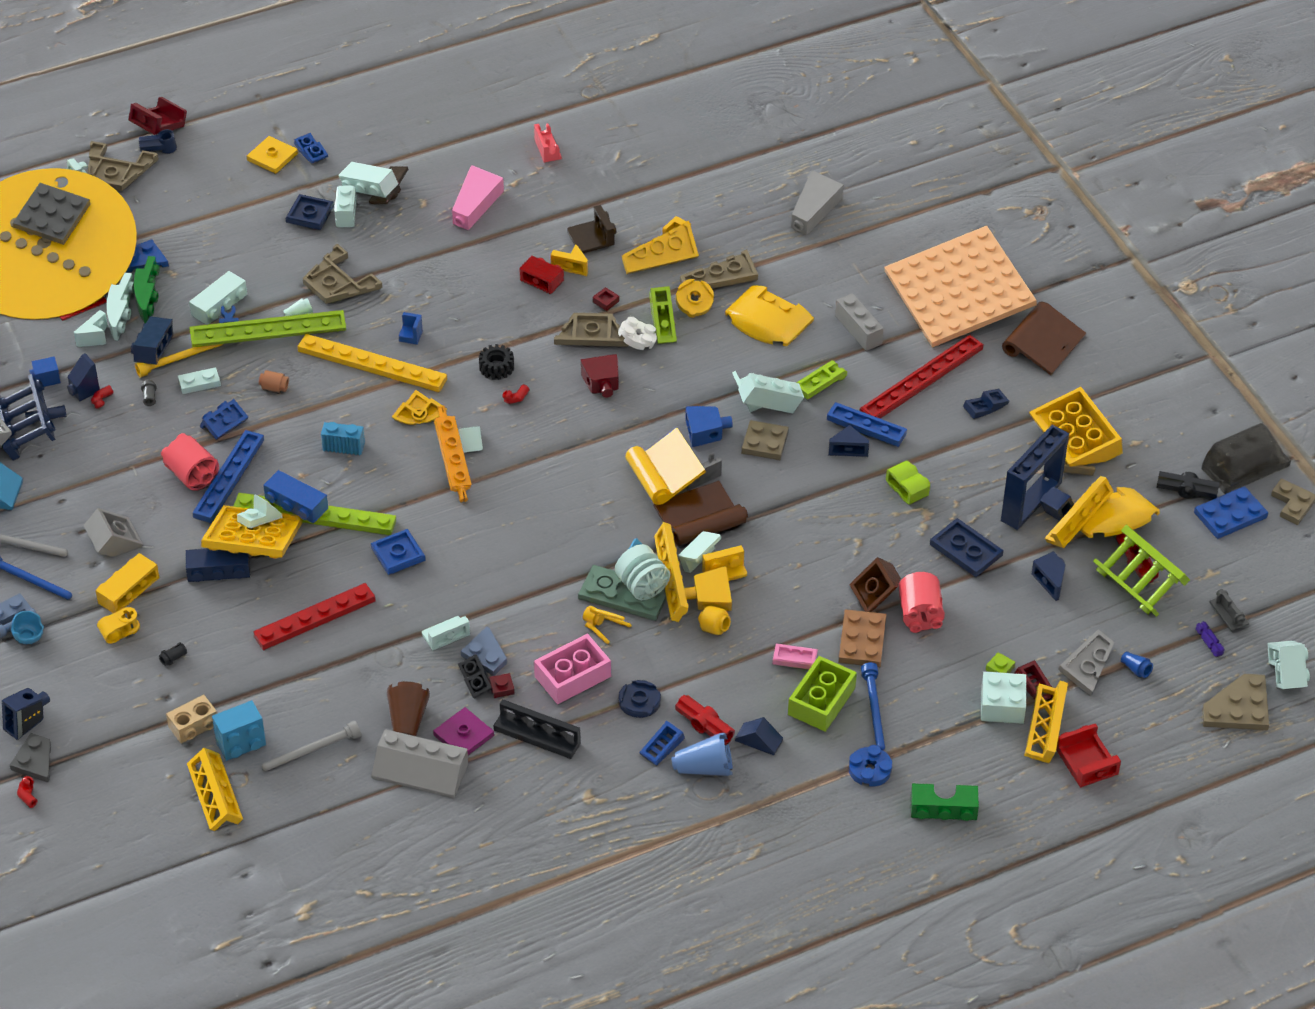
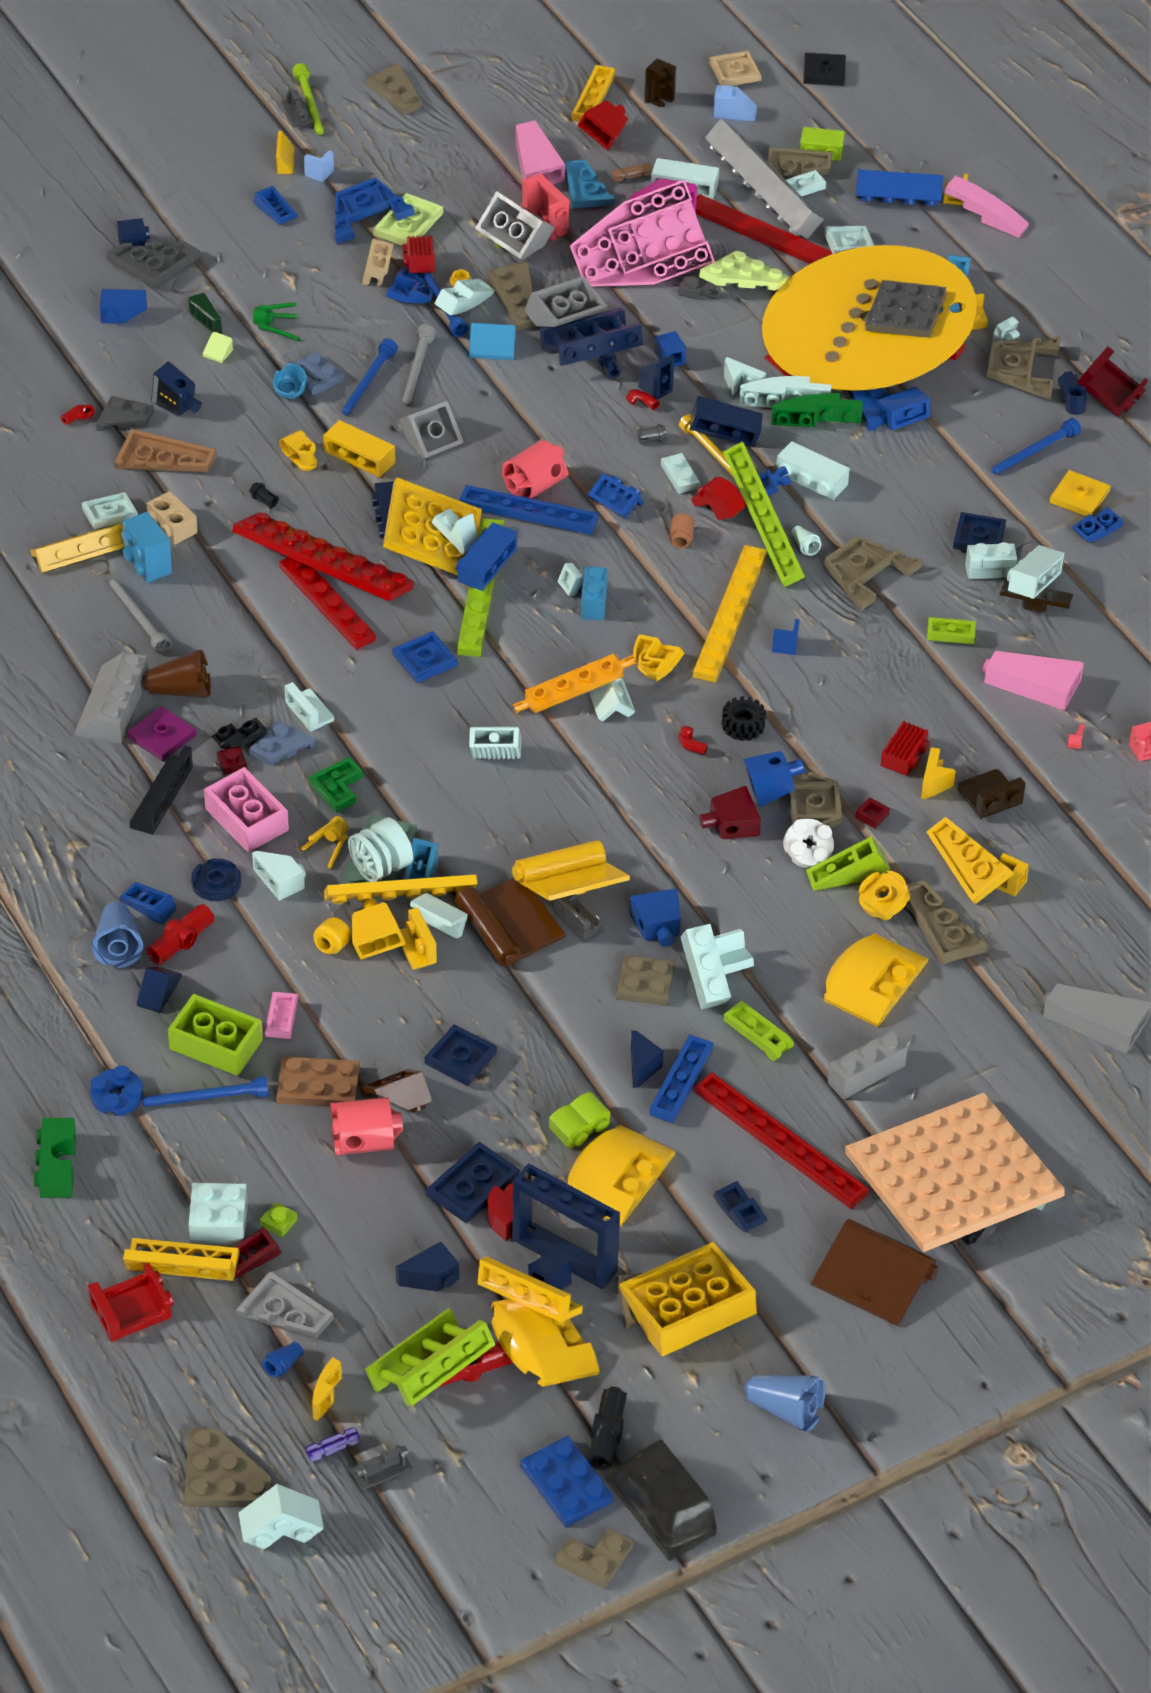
camera: 85 degrees right, 0 degrees up
(99, 729) = (157, 452): none -> medium nougat wing
(153, 236) = (905, 407): none -> blue panel
(172, 765) = (109, 510): none -> light aqua plate
(198, 150) = (1069, 429): none -> blue piece
(243, 350) = (721, 496): none -> red brick
(264, 613) = (323, 556): none -> red plate
(322, 452) = (571, 579): none -> light aqua tile
(415, 238) = (951, 630): none -> lime plate
(512, 506) = (495, 742): none -> light aqua brick
(540, 185) = (1075, 740): none -> coral hand
(541, 618) = (333, 782): none -> green plate
(574, 342) = (772, 776): none -> blue torso
(643, 652) = (279, 873): none -> light aqua slope
(840, 548) = (460, 1055): none -> dark blue plate
(954, 469) = (619, 1169): none -> yellow slope
(997, 530) = (501, 1211): none -> red brick
(1162, 384) = (788, 1397): none -> medium blue cone
(1169, 641) = (324, 1390): none -> yellow slope

